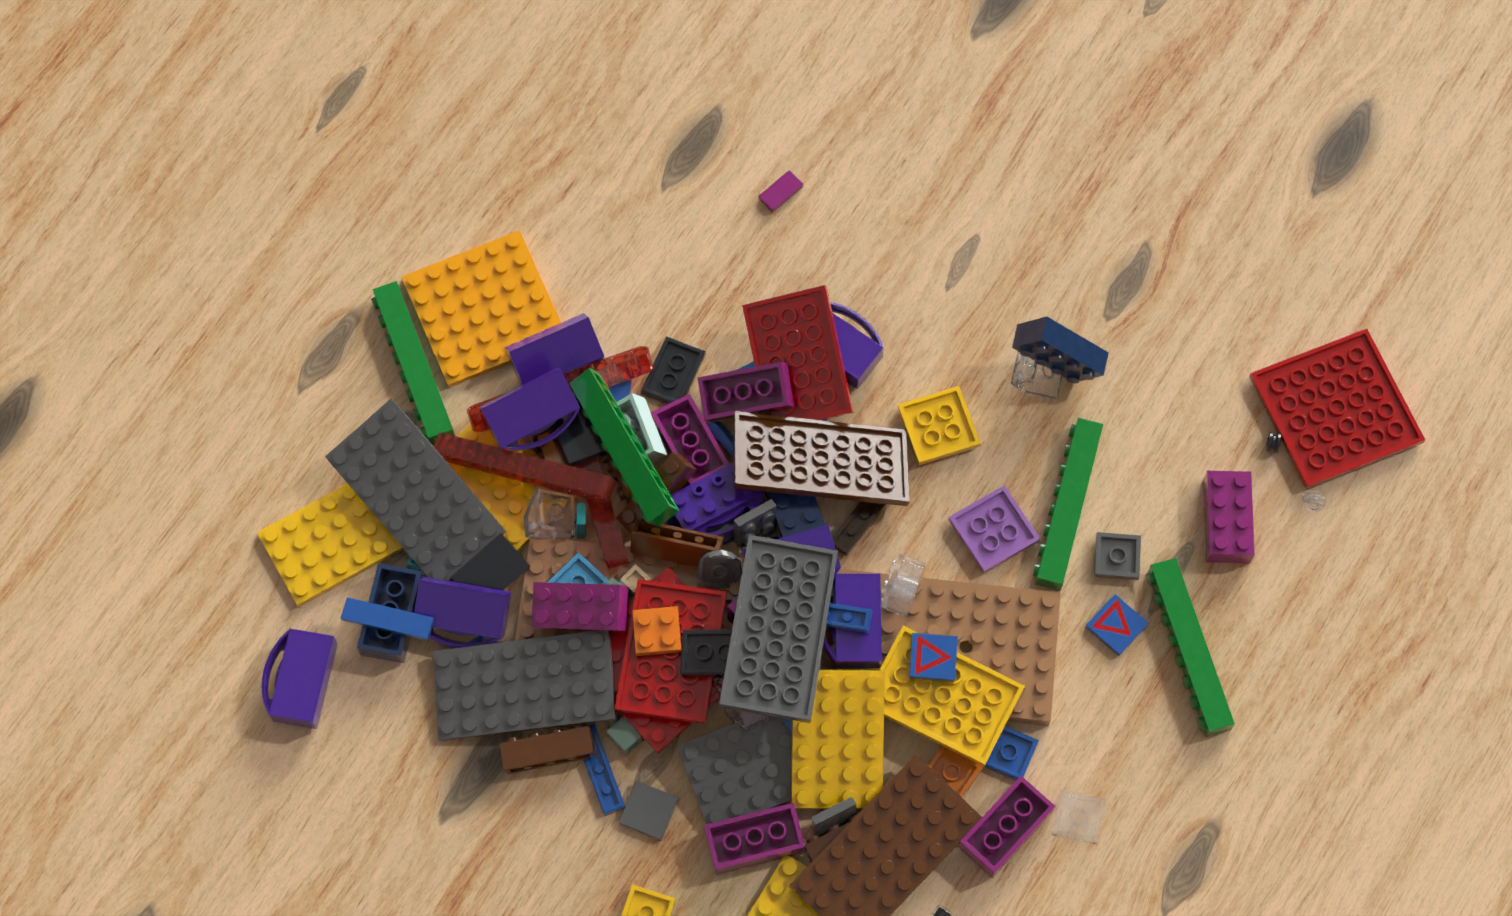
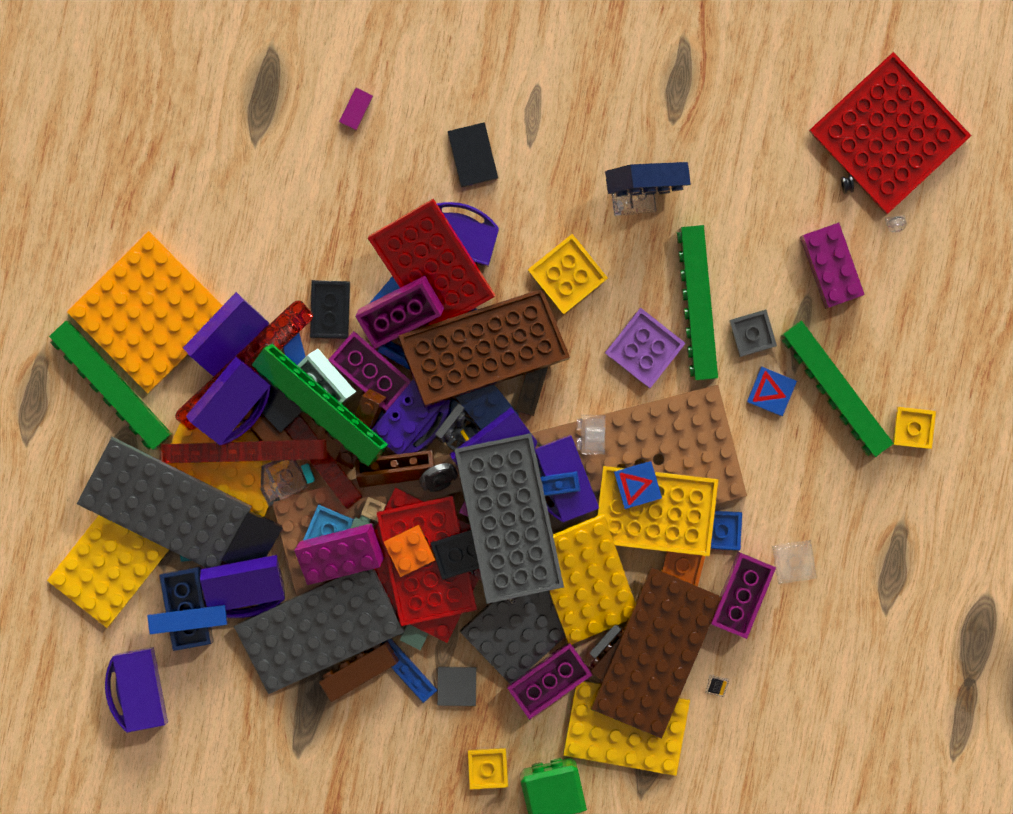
camera: 20 degrees left, 20 degrees up
(884, 276) = (473, 154): none -> black tile
(1263, 720) = (914, 427): none -> yellow plate

